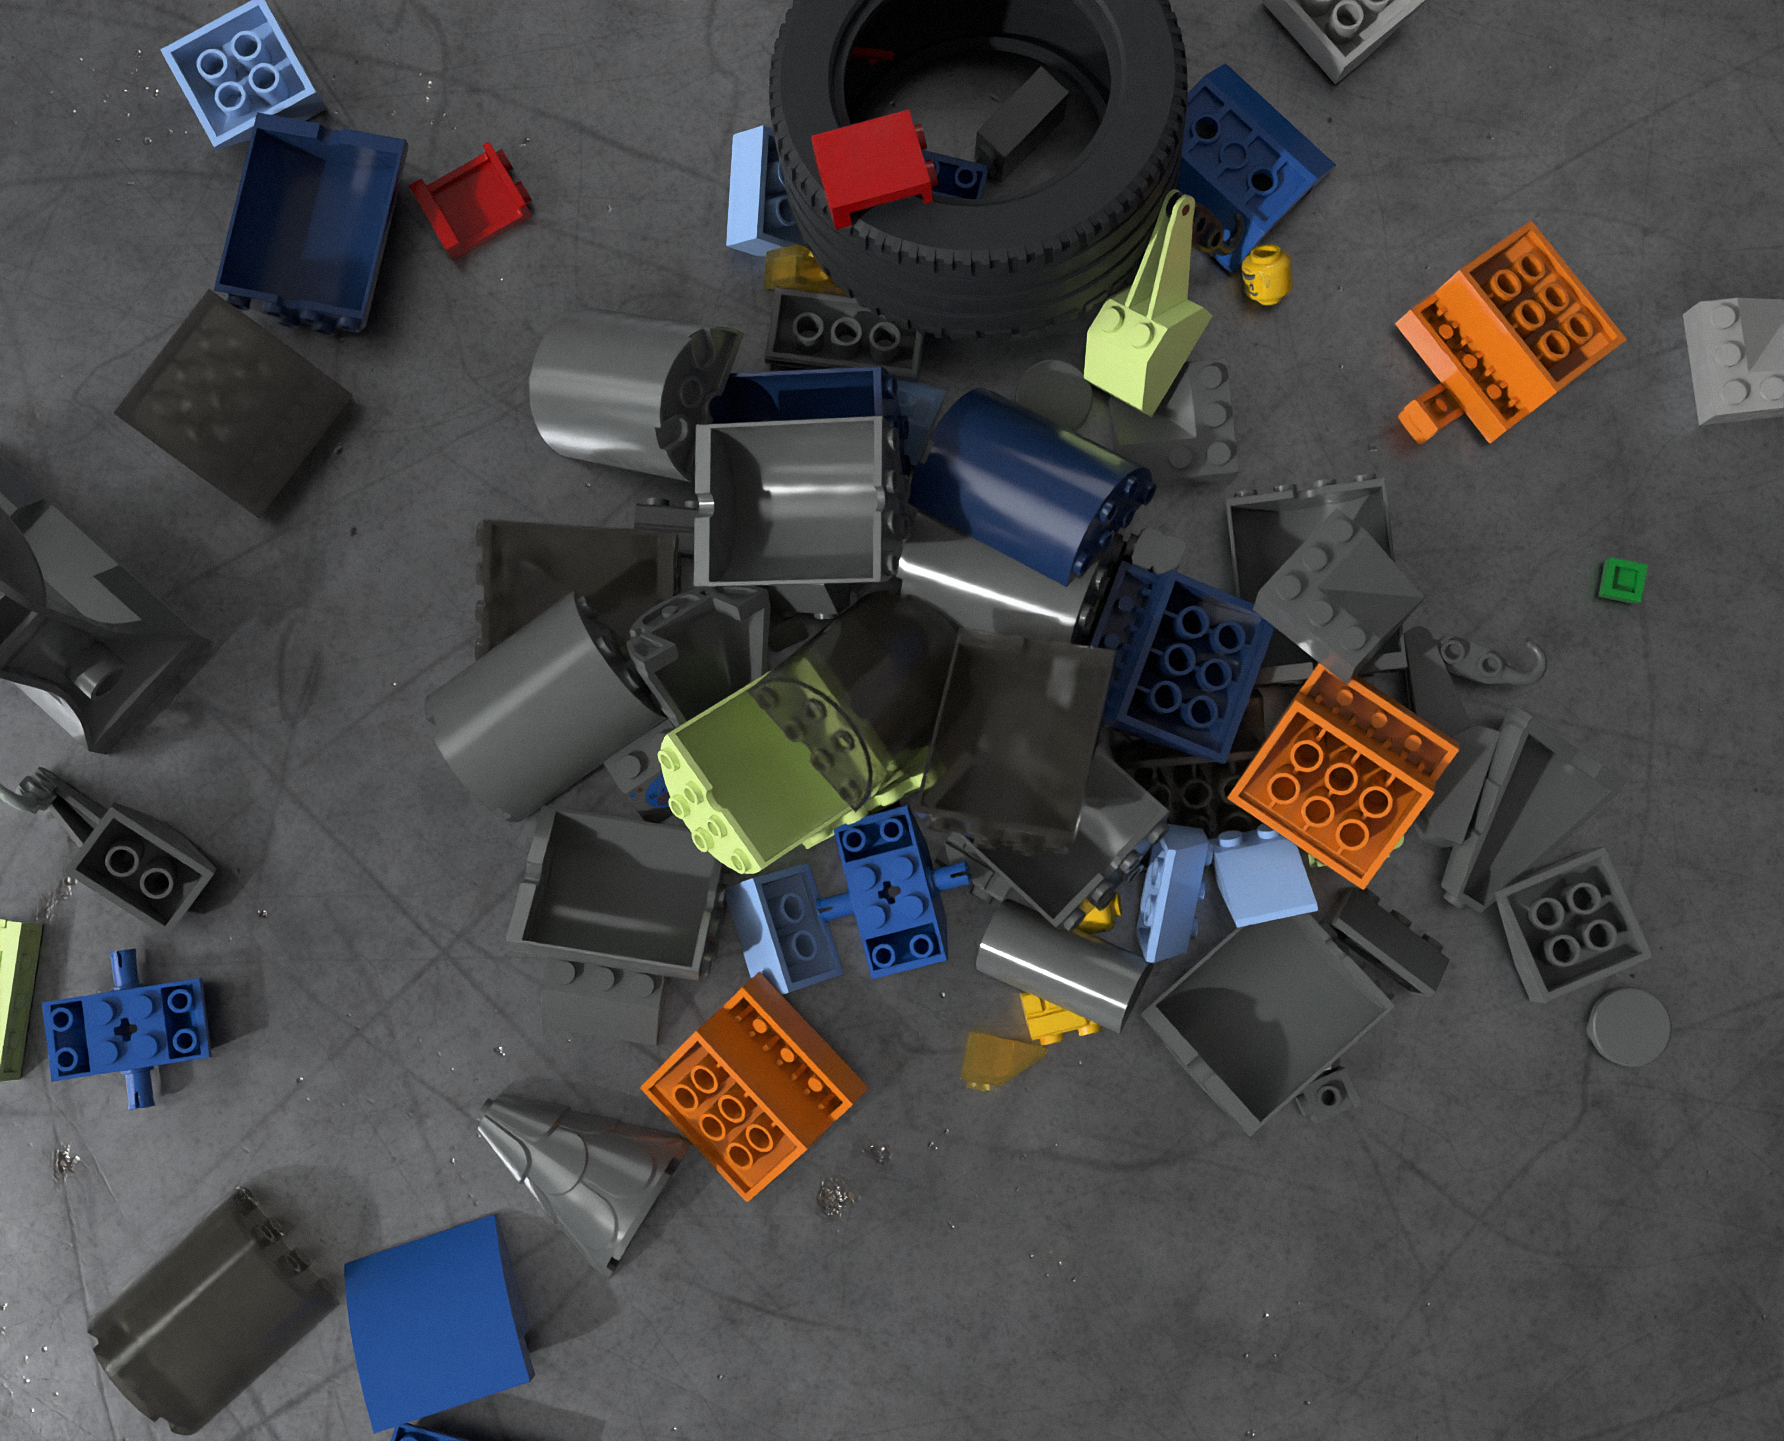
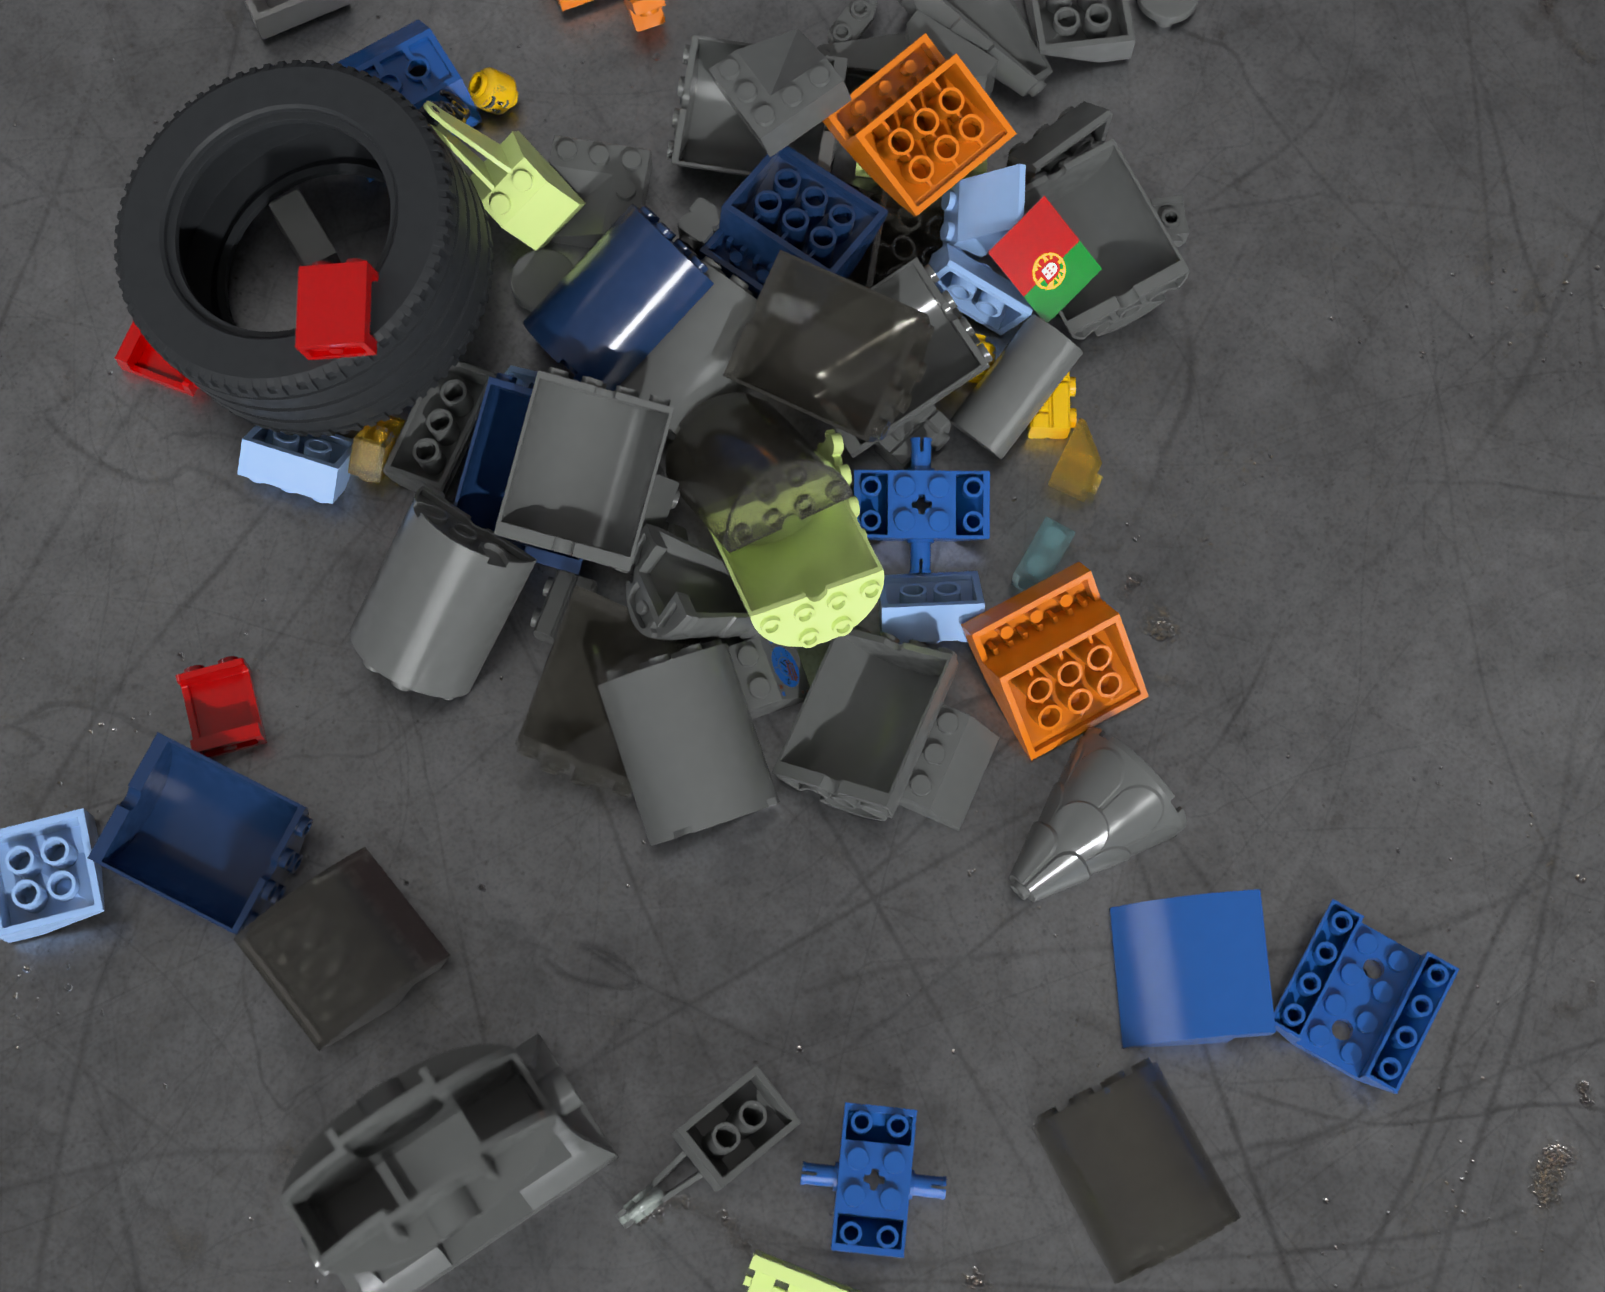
camera: 80 degrees left, 10 degrees down
(872, 1045) = (1043, 554): none -> clear light blue brick
(1212, 961) = (1045, 260): none -> sticker

